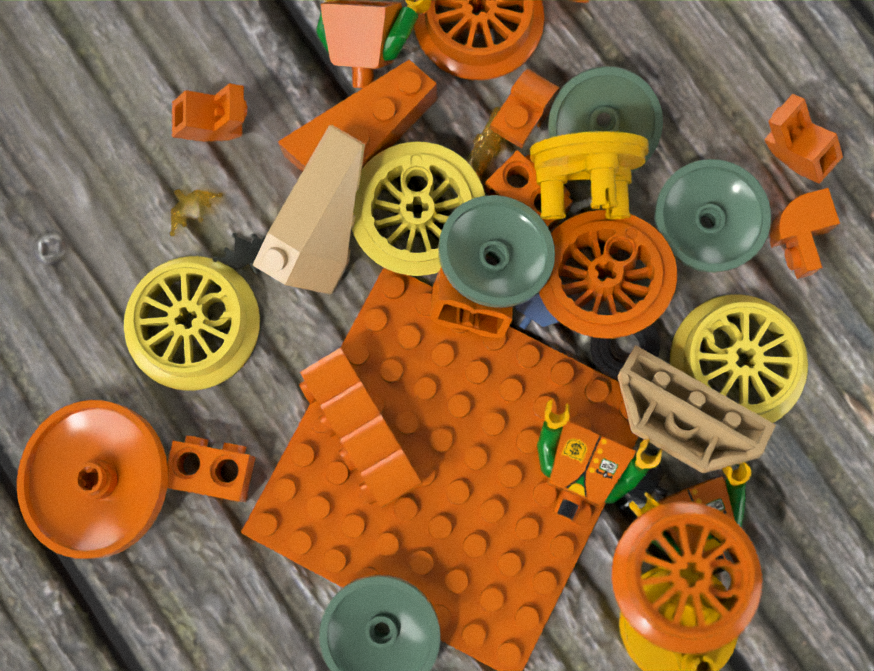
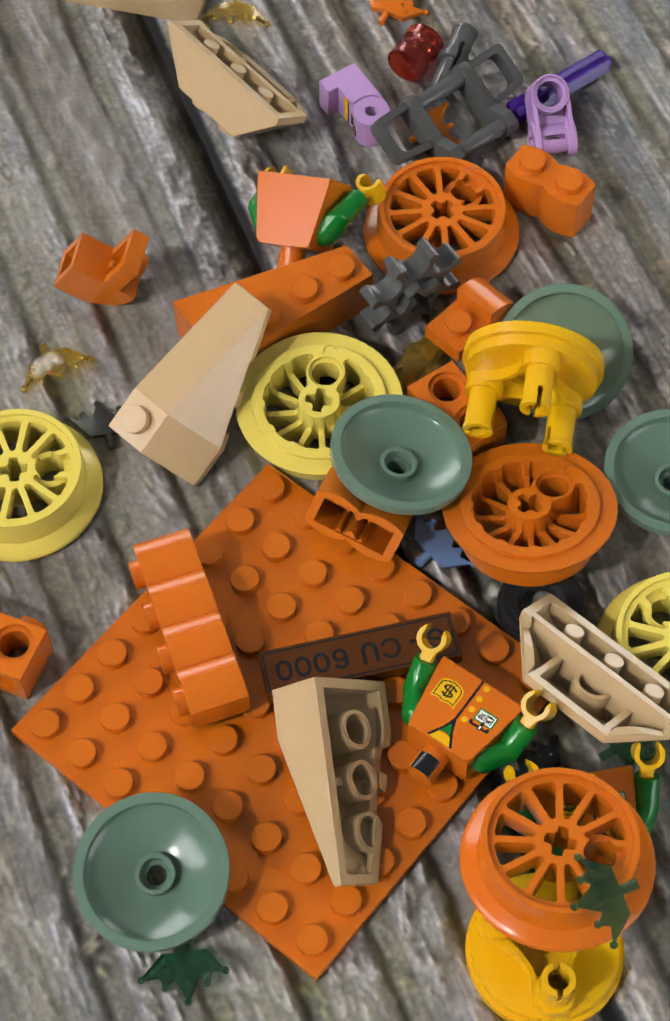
camera: 10 degrees right, 20 degrees down
(470, 88) = (410, 286): none -> dark grey gear
(494, 512) = (333, 749): none -> tan wedge
(495, 423) = (358, 655): none -> reddish brown tile
(735, 616) = (605, 896): none -> clear green piece

